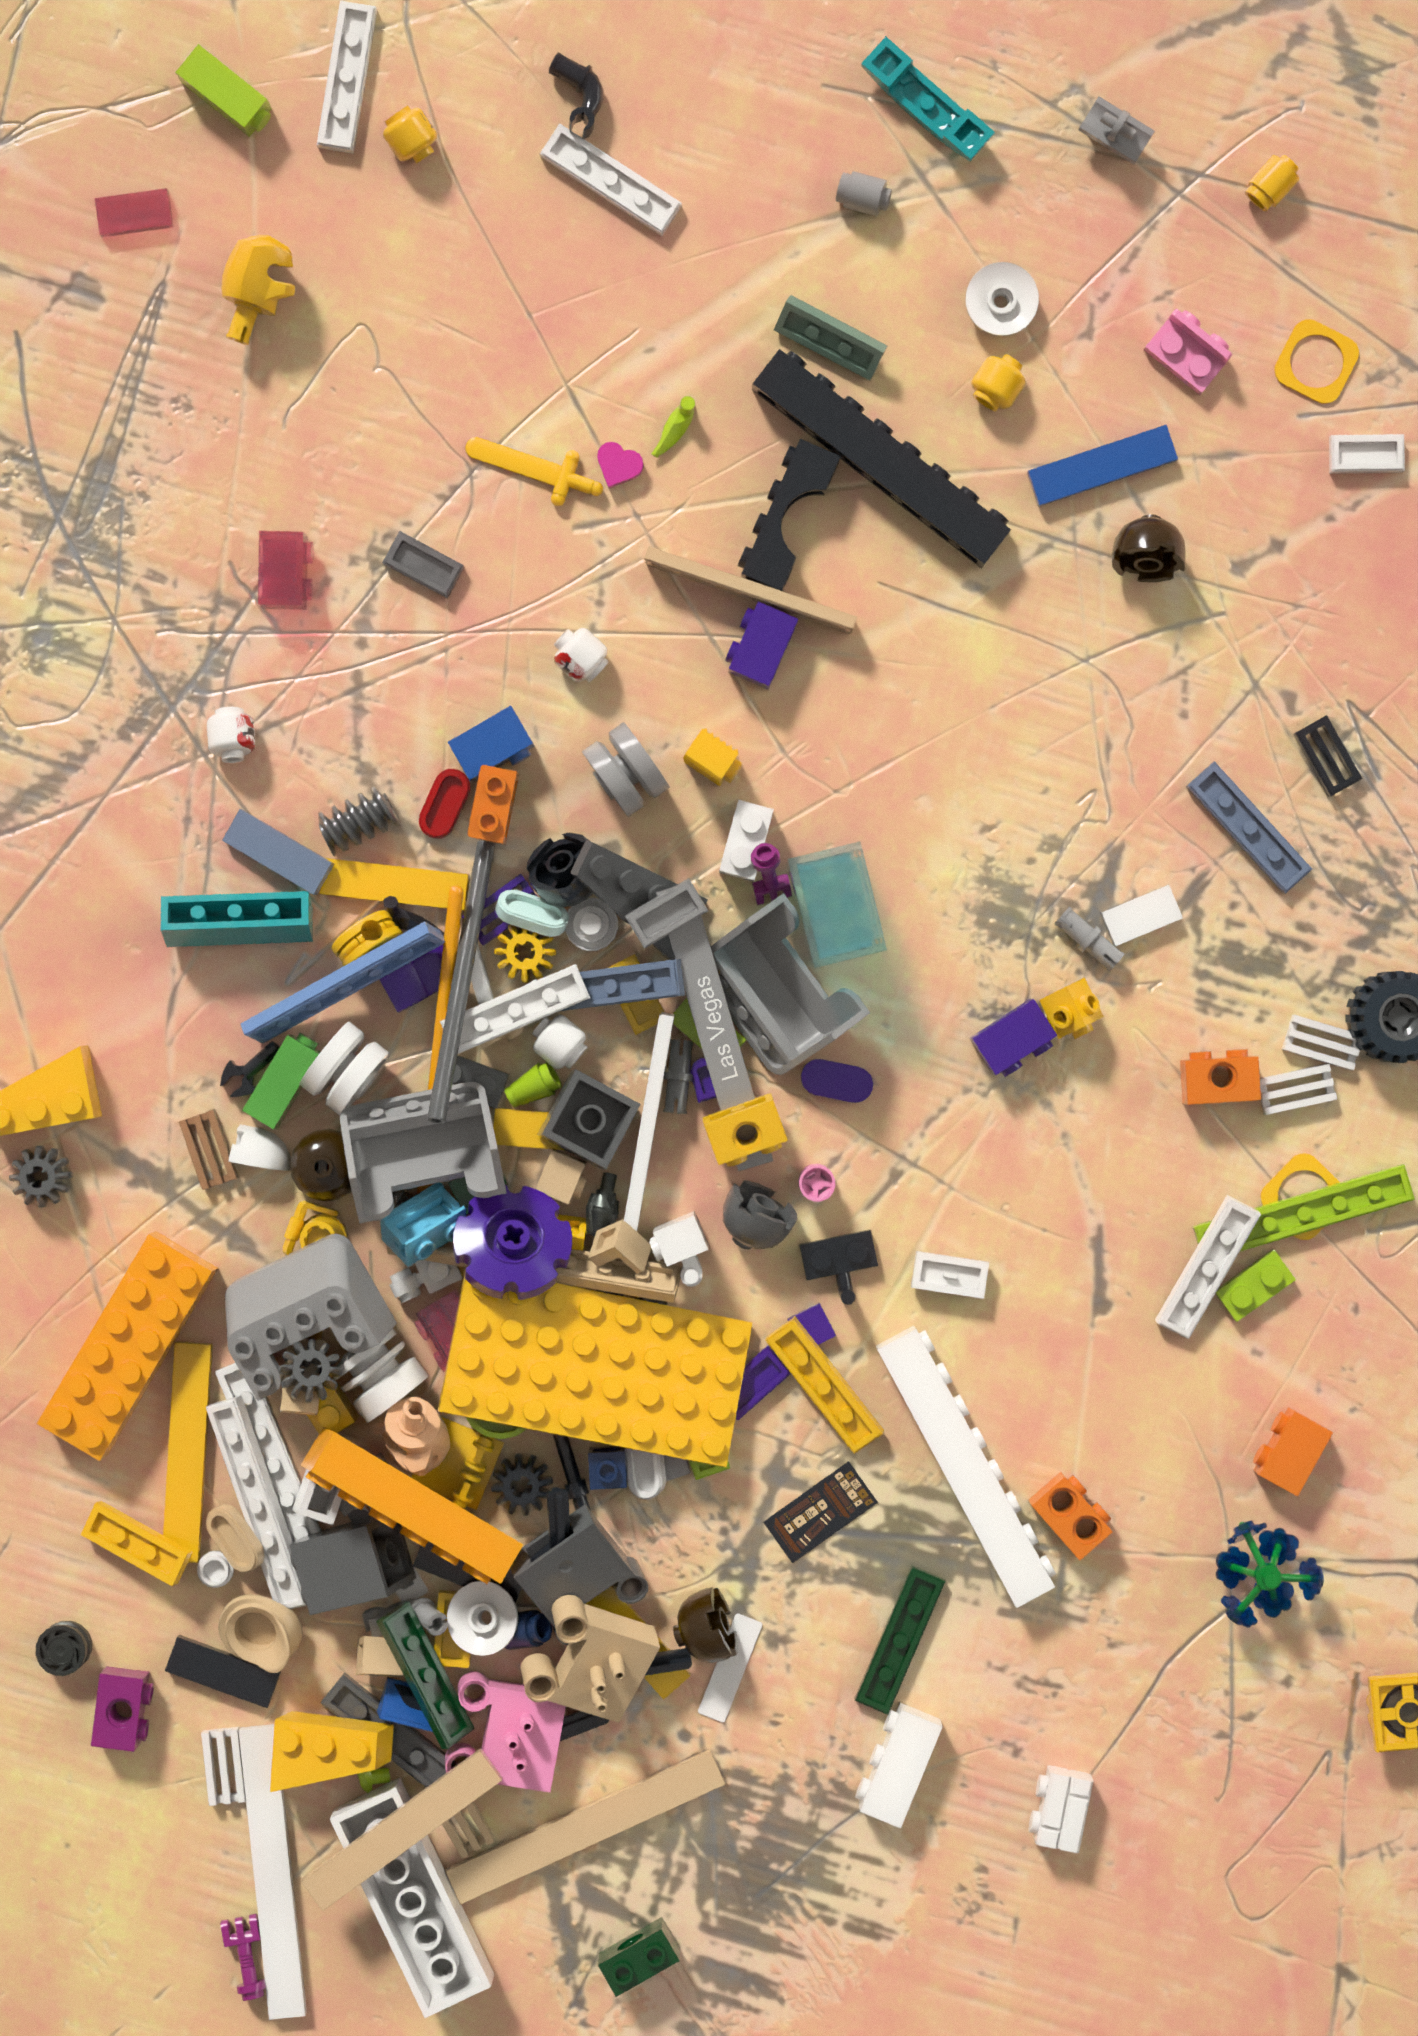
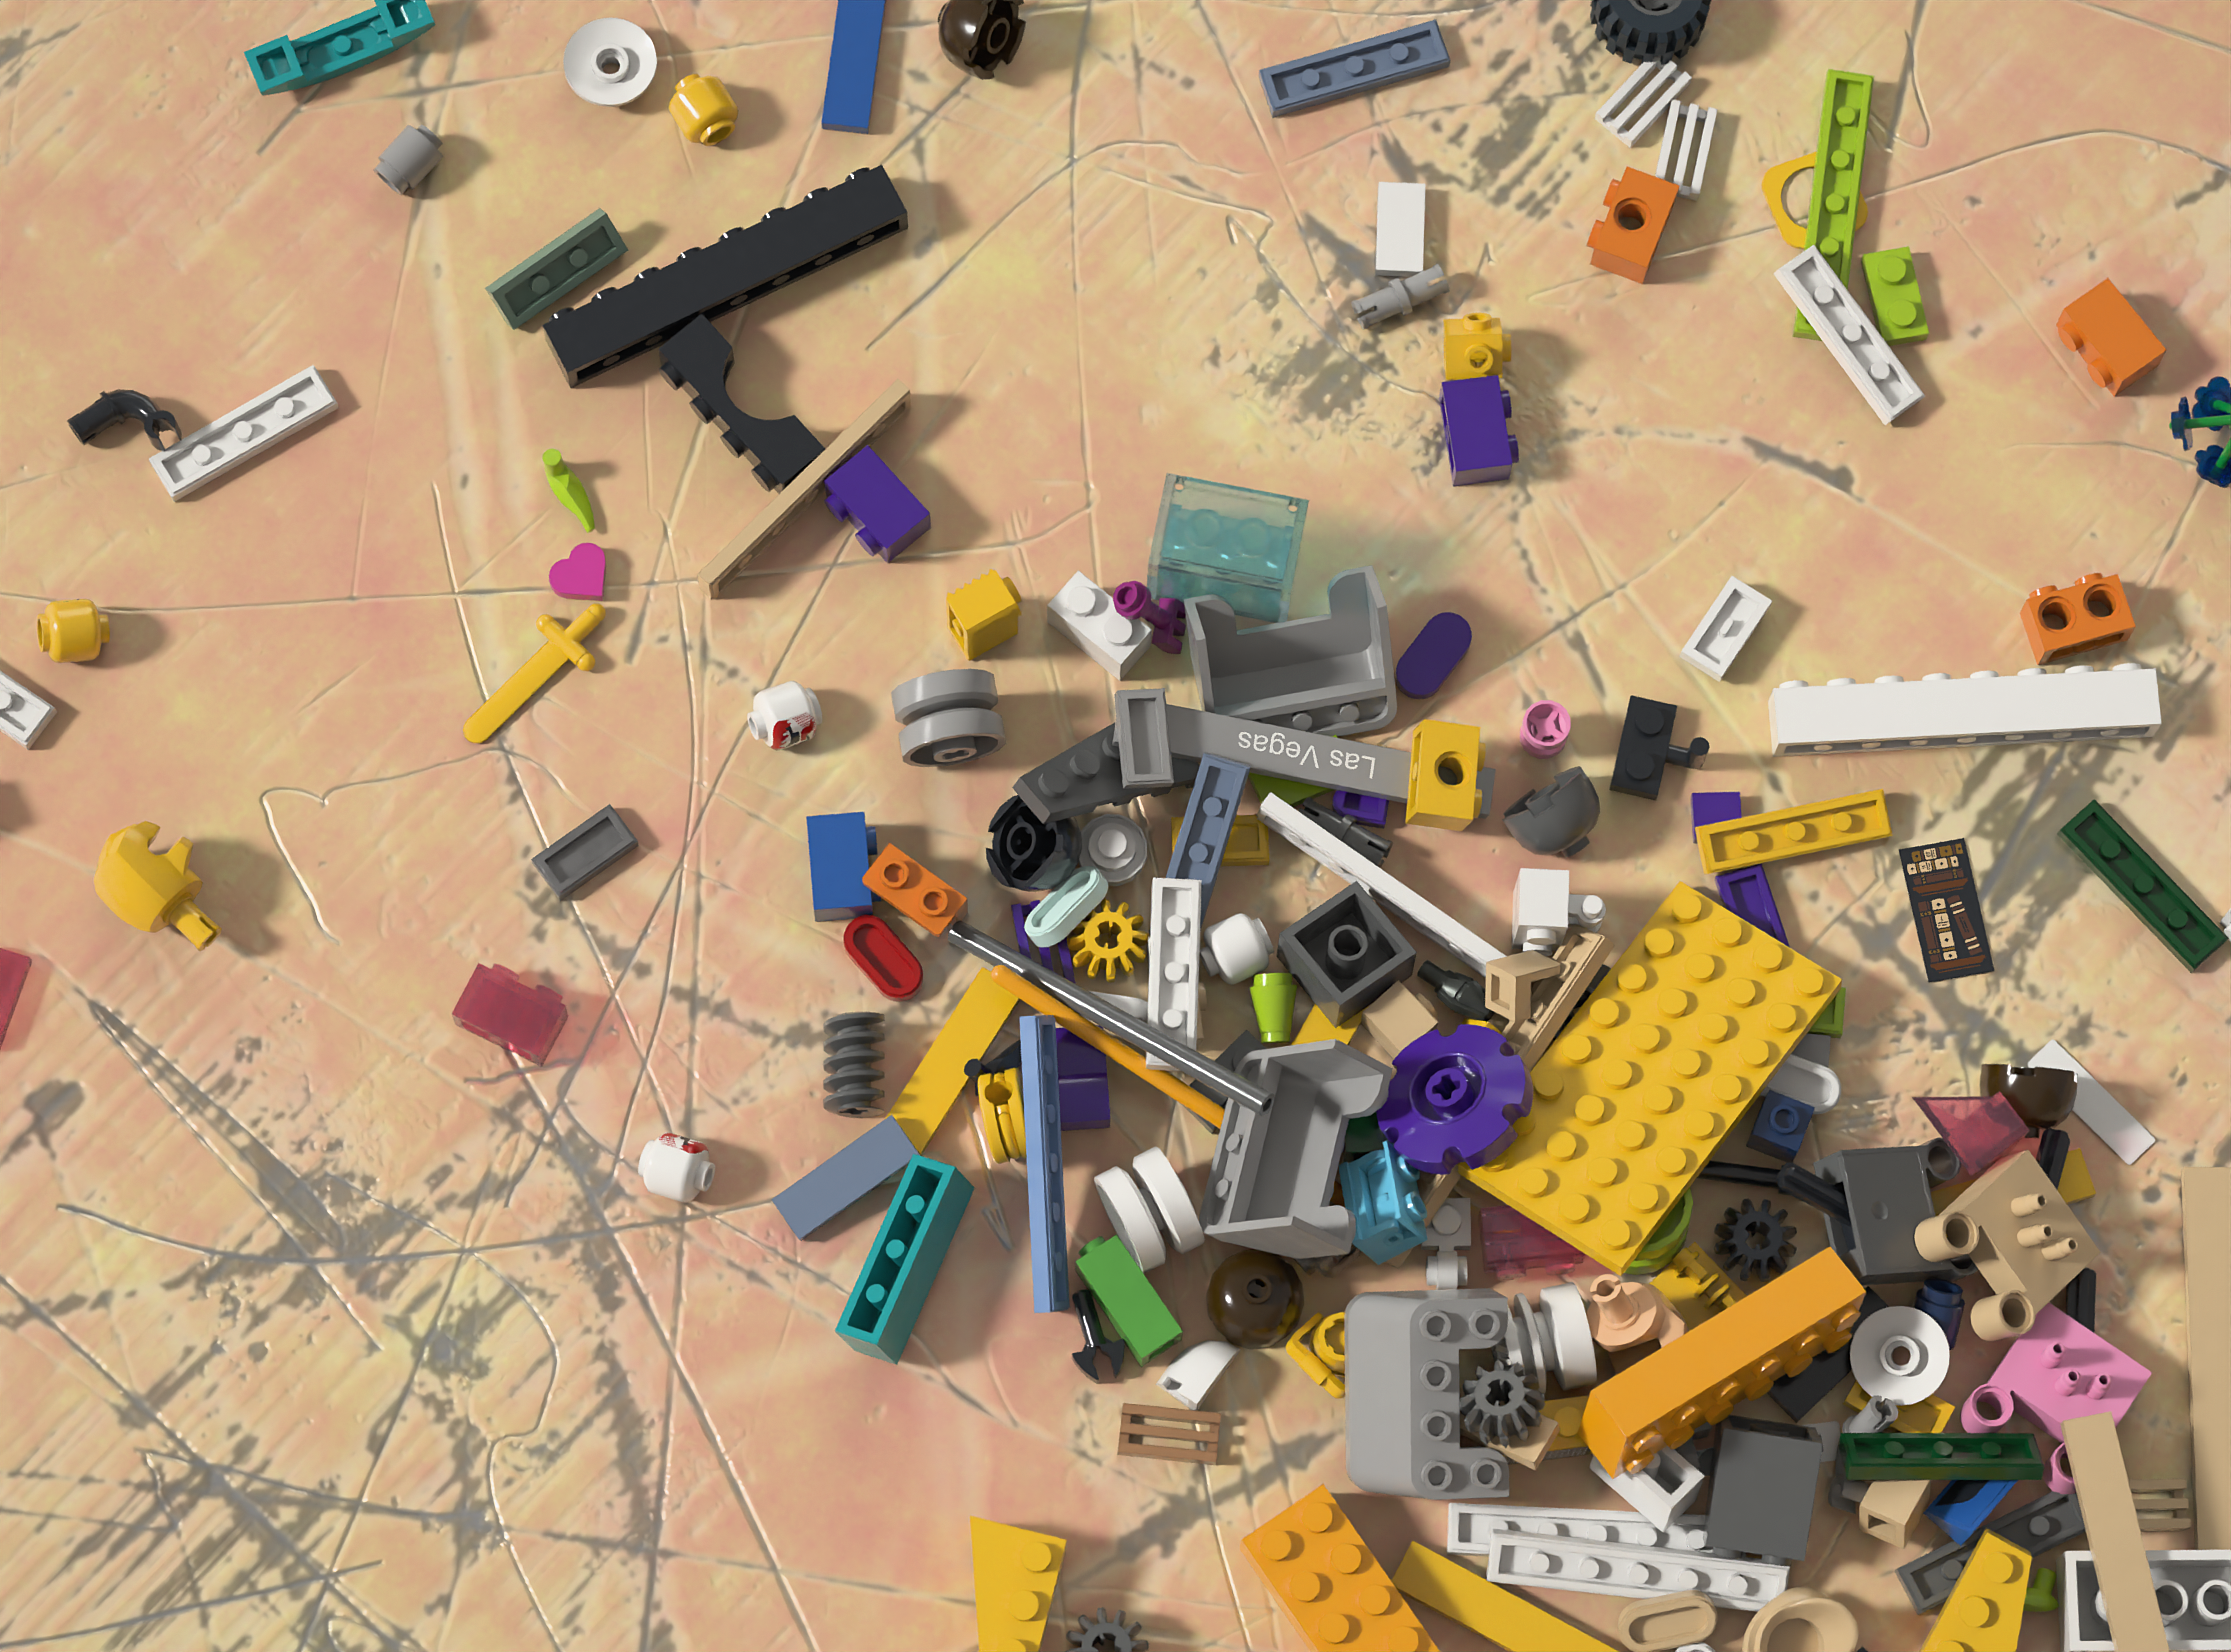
camera: 65 degrees left, 15 degrees down
(659, 1603) = (1975, 1127): none -> clear pink slope

